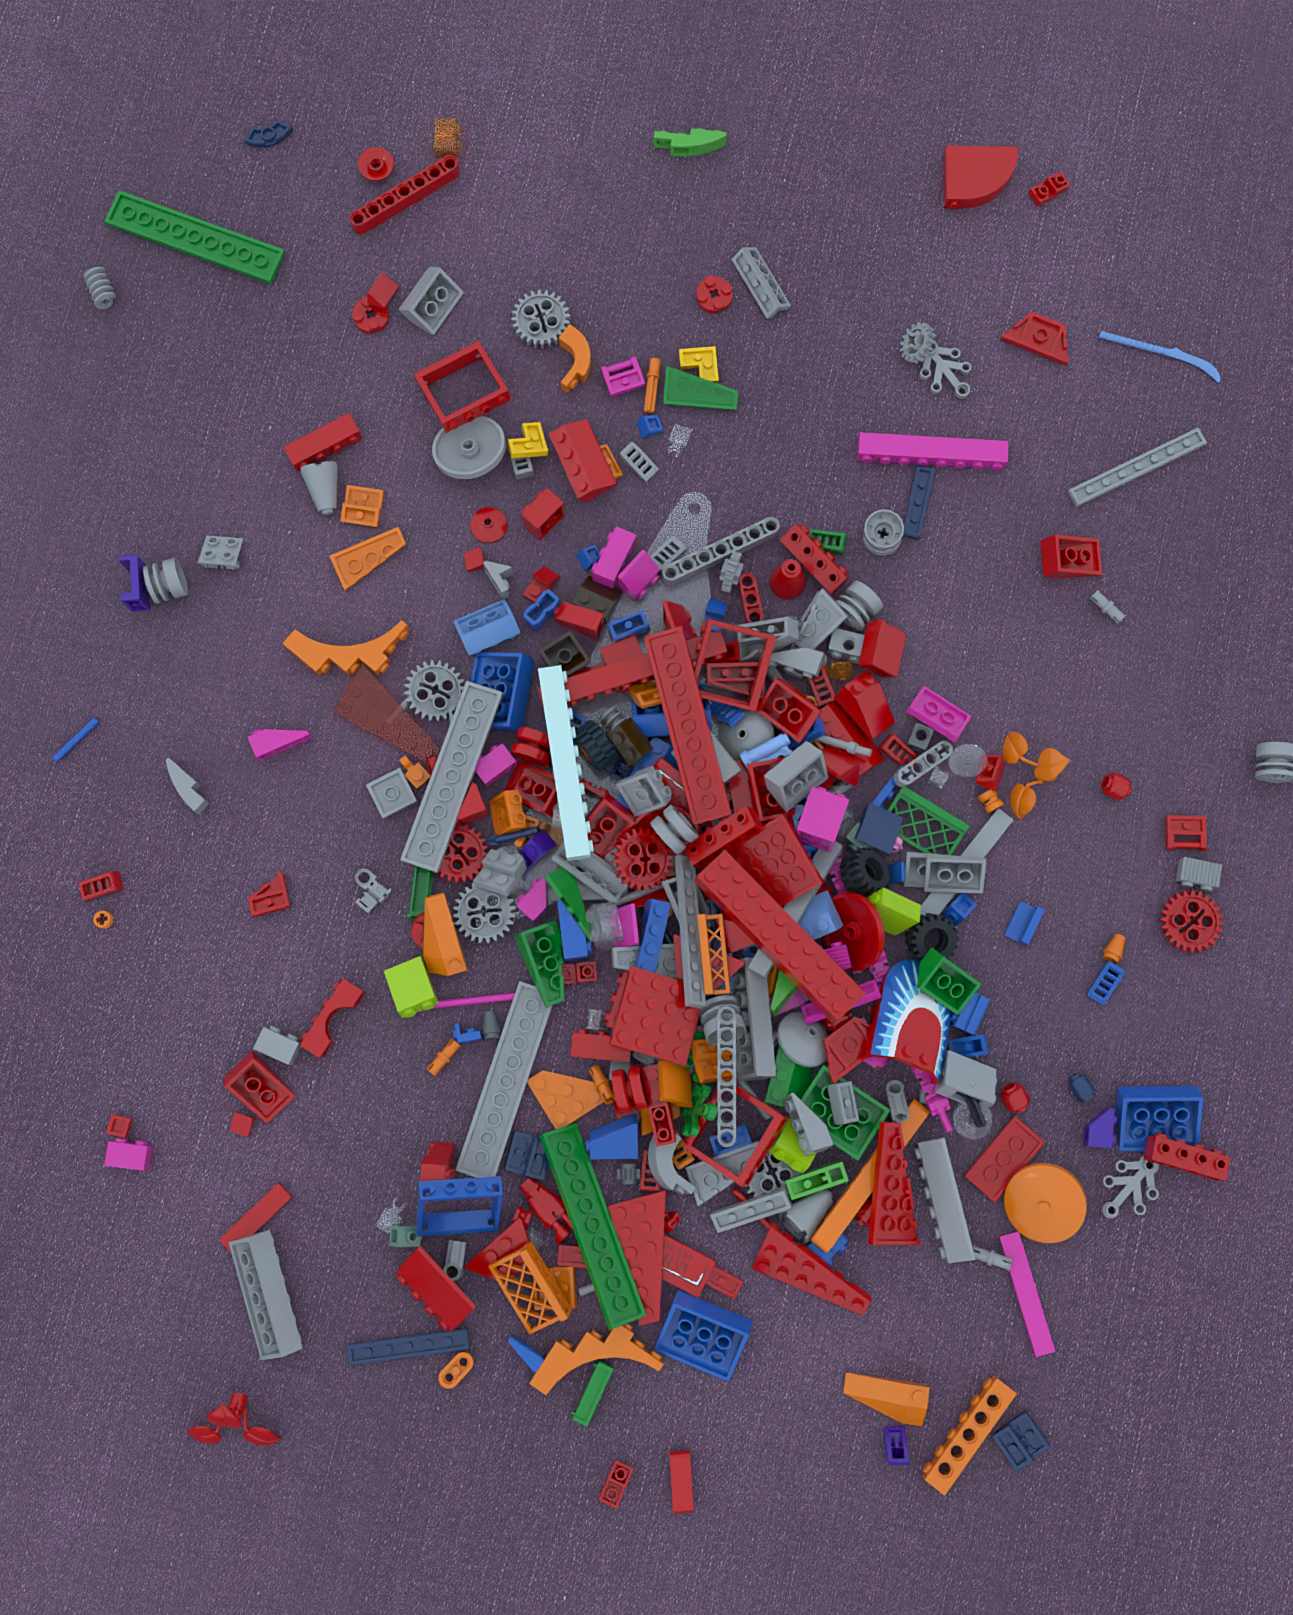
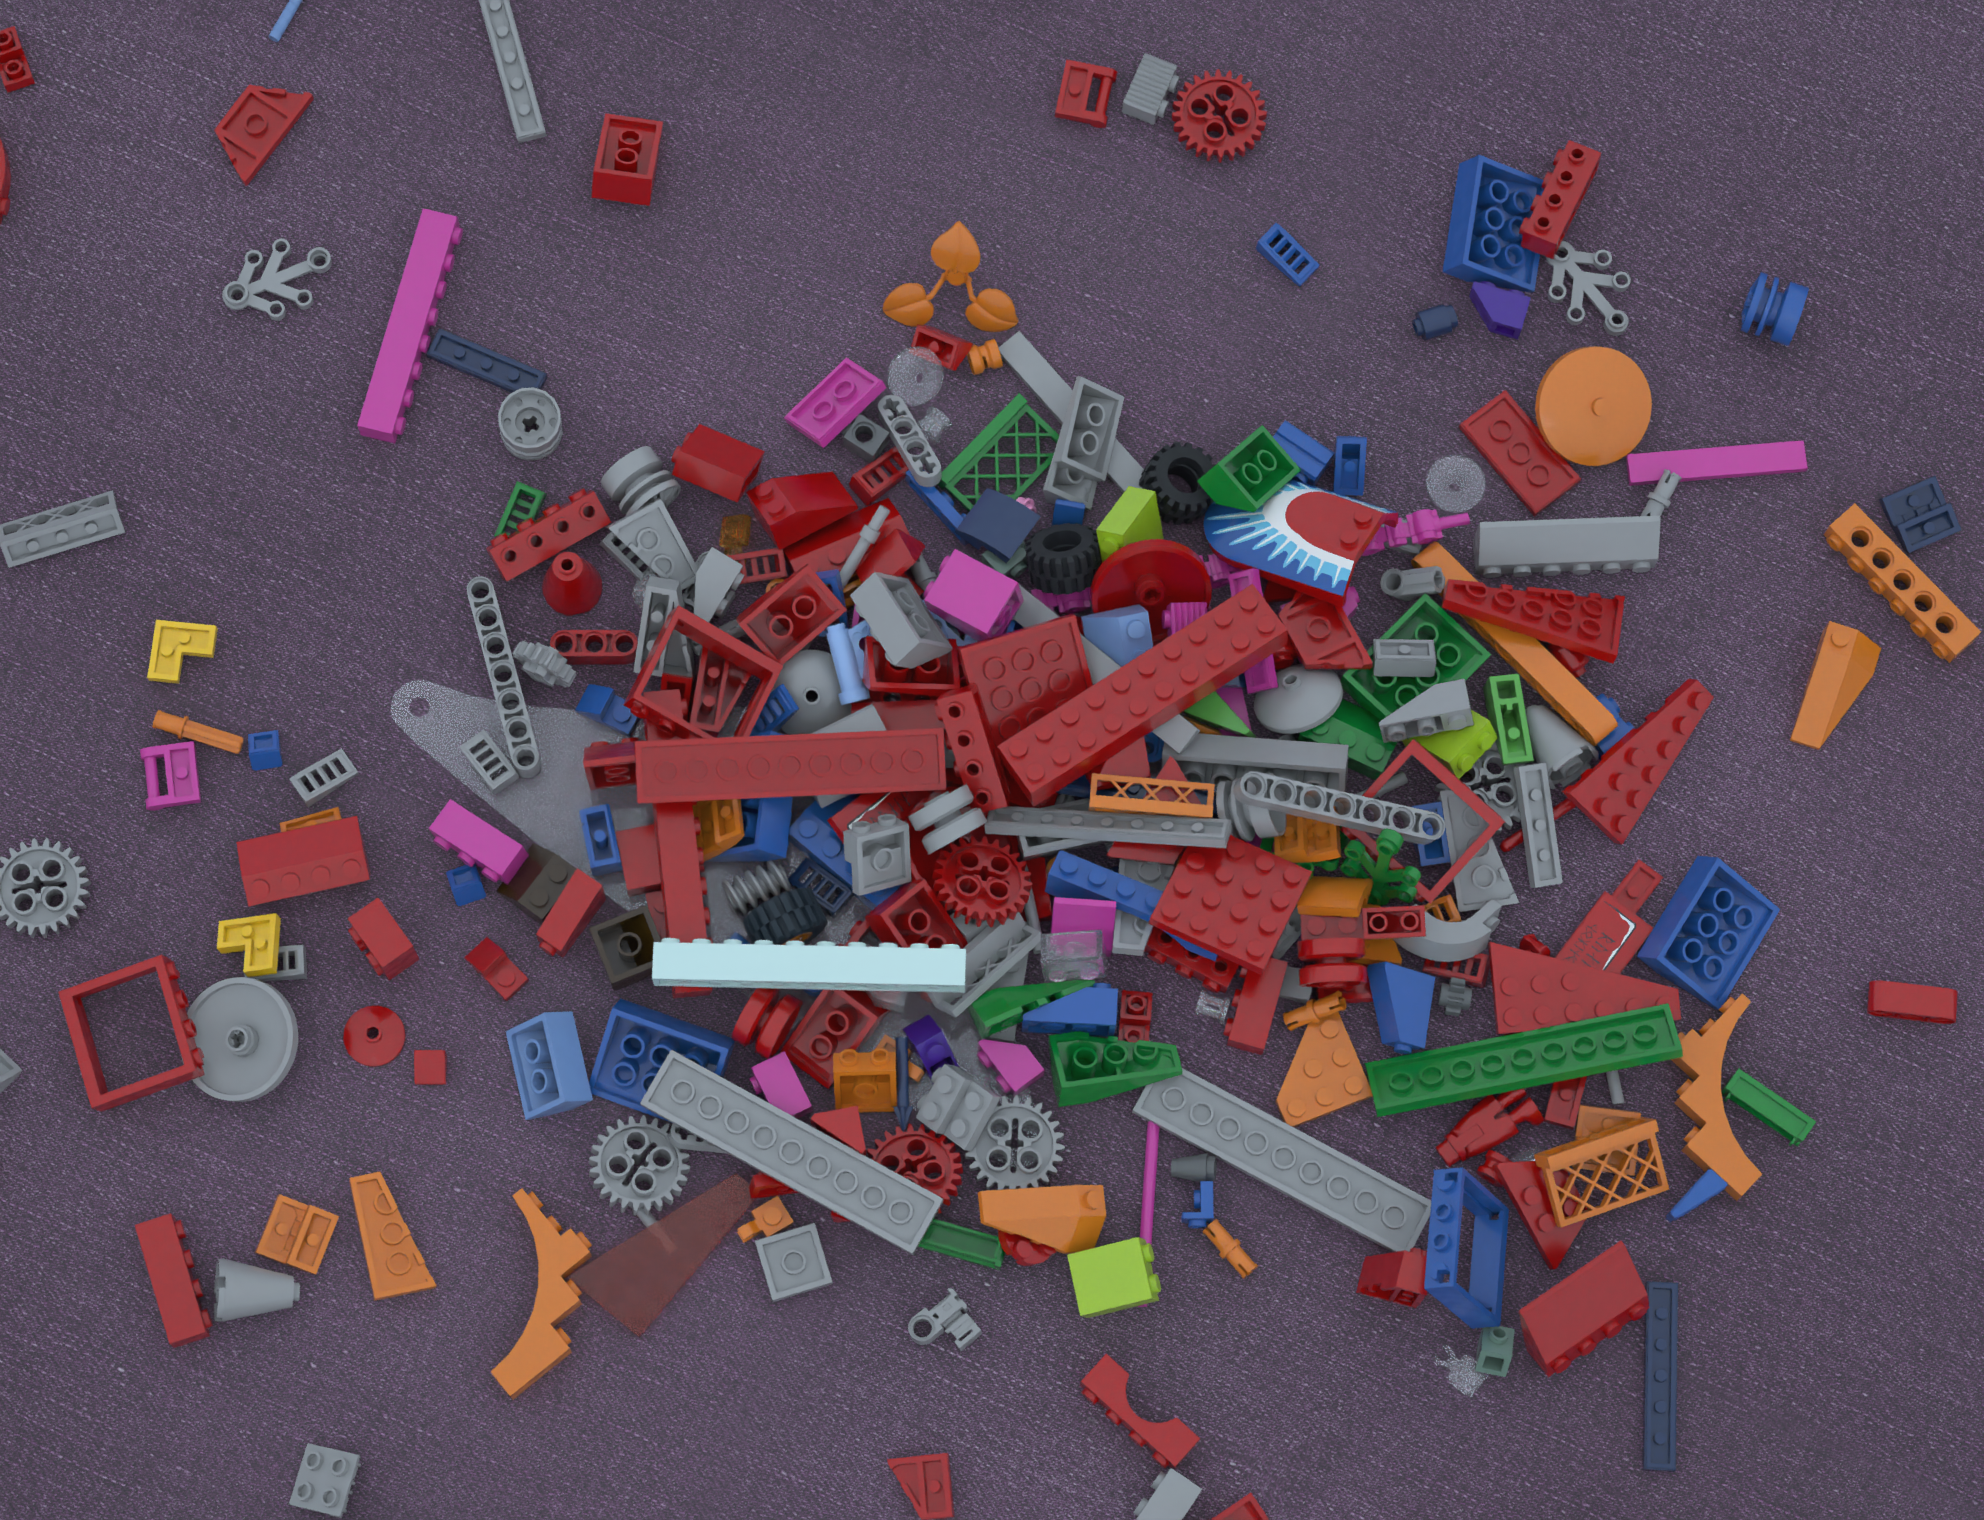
camera: 85 degrees left, 5 degrees down
(271, 742) = (669, 1441): dark pink slope -> none
(455, 1257) = (1535, 1278): light grey piece -> none
(456, 1369) = (1706, 1306): orange plate -> none
(497, 574) = (464, 1035): light grey slope -> none
(526, 1156) = (1402, 1146): dark blue slope -> none
(537, 613) = (537, 966): blue brick -> none
(555, 834) = (916, 1008): clear orange plate -> none
(576, 344) = (115, 833): orange arch -> none
(615, 1484) = (1903, 1100): red slope -> none
(630, 742) = (795, 864): dark brown slope -> none
(638, 576) = (520, 809): dark pink slope -> none
(679, 438) = (298, 705): clear plate -> none
(692, 390) = (225, 666): green wing -> none
(715, 304) = (61, 589): red plate -> none
(839, 638) = (699, 532): light grey brick -> none
(896, 1445) = (1904, 687): dark purple slope -> none
(917, 342) = (228, 308): light grey gear -> none
(959, 909) = (1140, 436): blue bracket -> none
(969, 1084) = (1405, 474): light grey piece -> none
(1015, 1097) = (1434, 417): red head -> none
(1024, 923) = (1178, 349): blue panel -> none
(1107, 606) = (716, 125): light grey pin -> none
(1114, 949) = (1241, 231): orange cone -> none
(1116, 786) = (997, 174): red head -> none
(1142, 1317) = (1774, 308): none -> blue wheel

